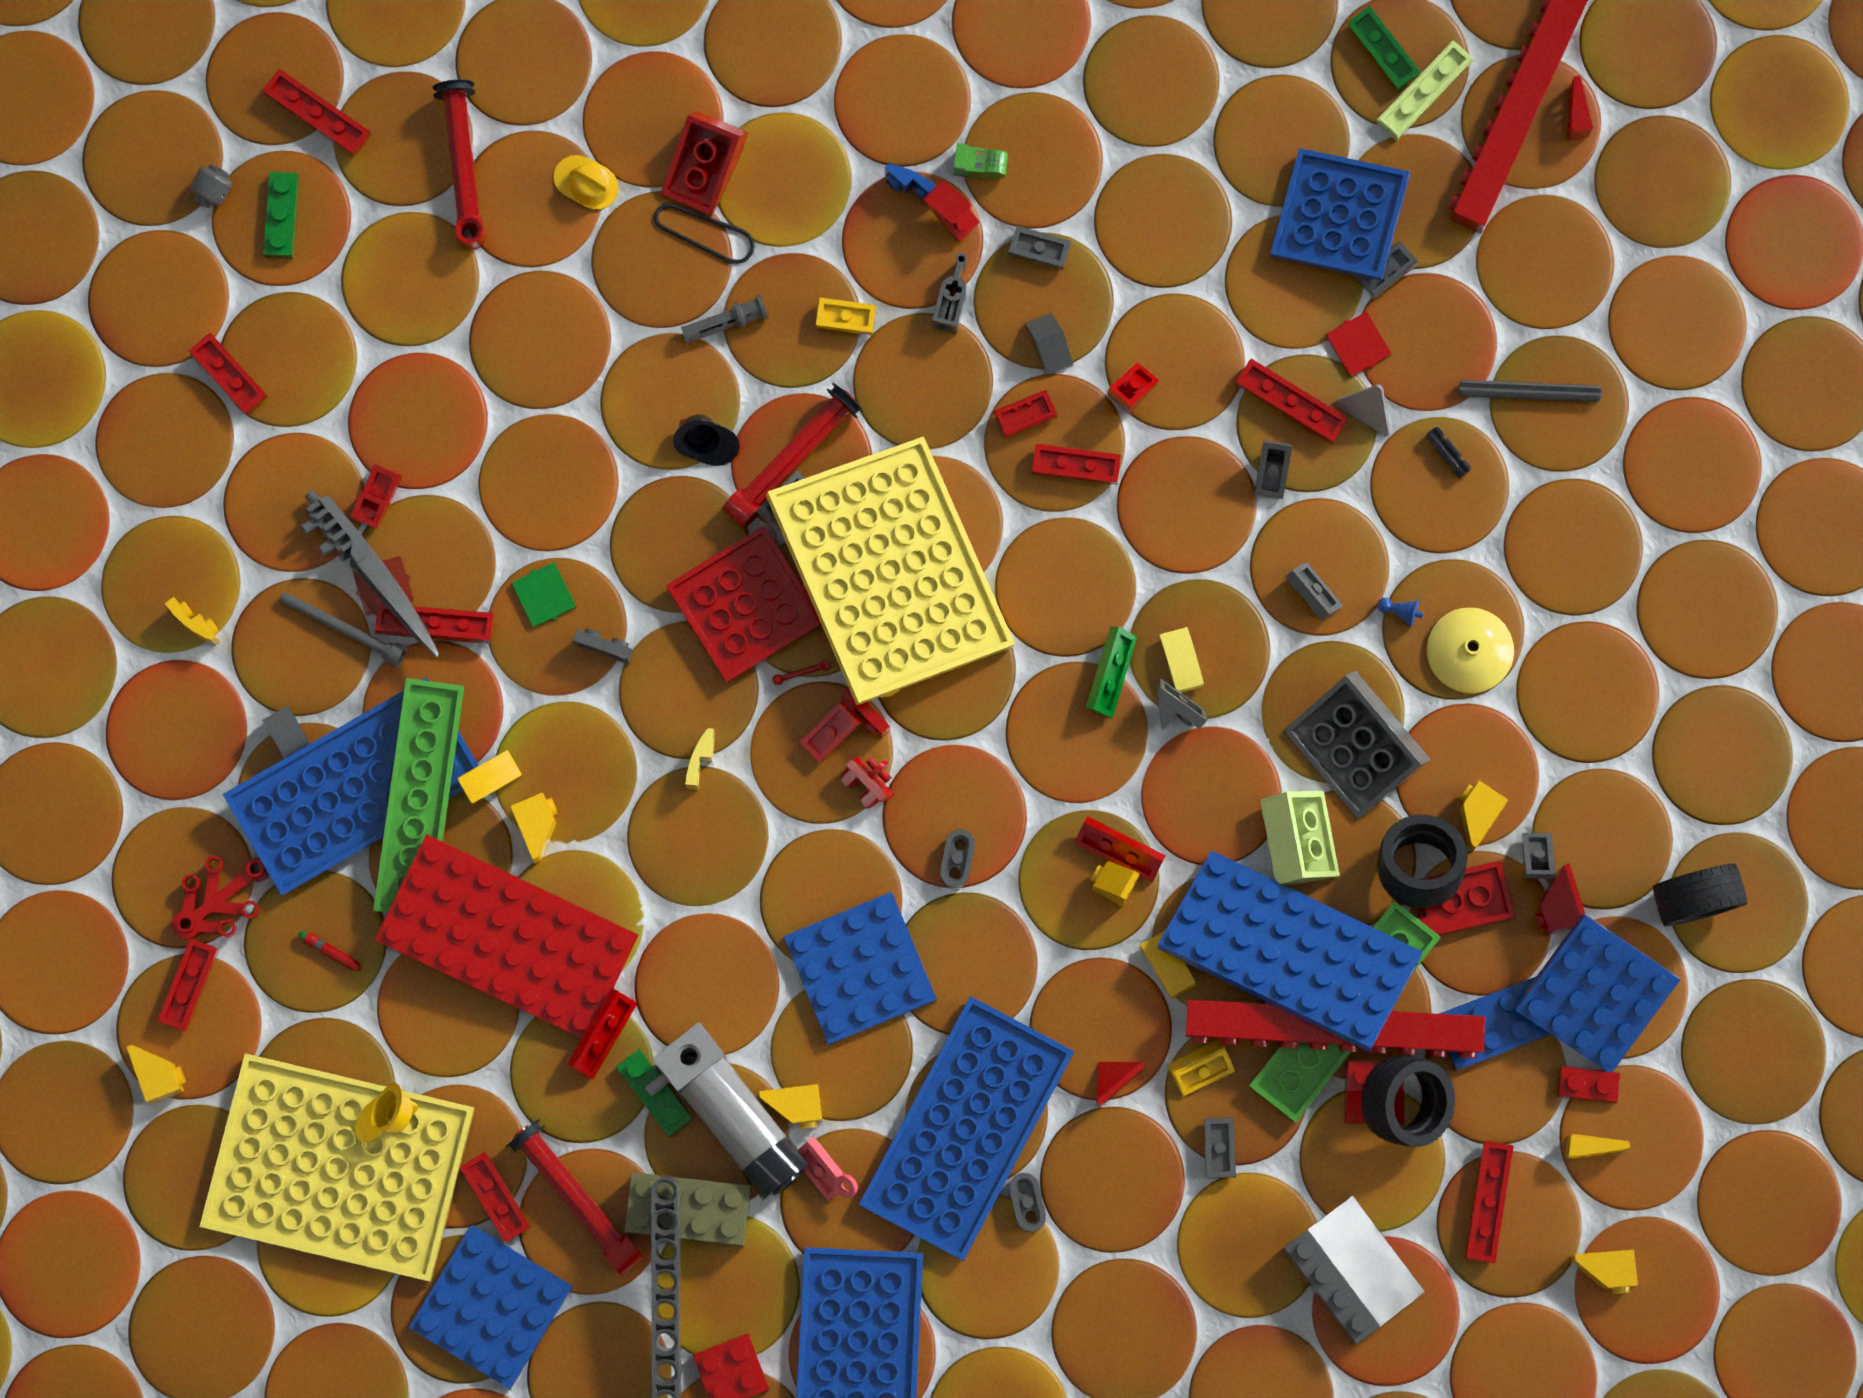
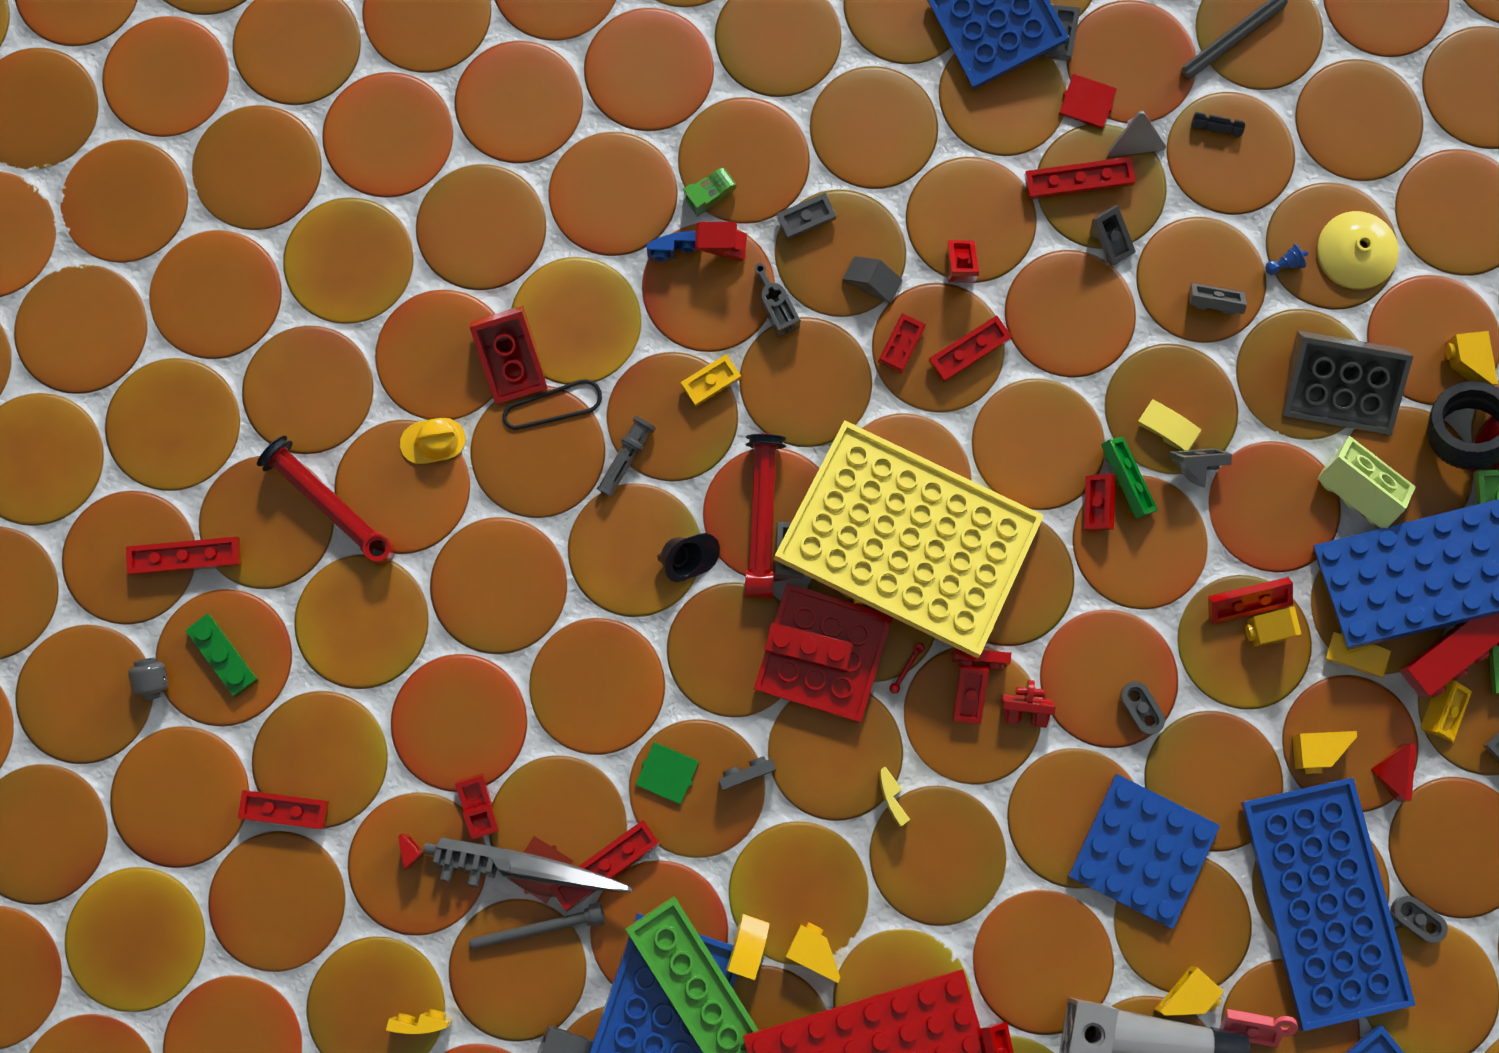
camera: 40 degrees left, 0 degrees up
(296, 486) = (410, 851): none -> red slope
(736, 588) = (808, 646): none -> red plate
(1069, 671) = (1099, 502): none -> red plate
(1069, 1009) = (1320, 750): none -> yellow slope

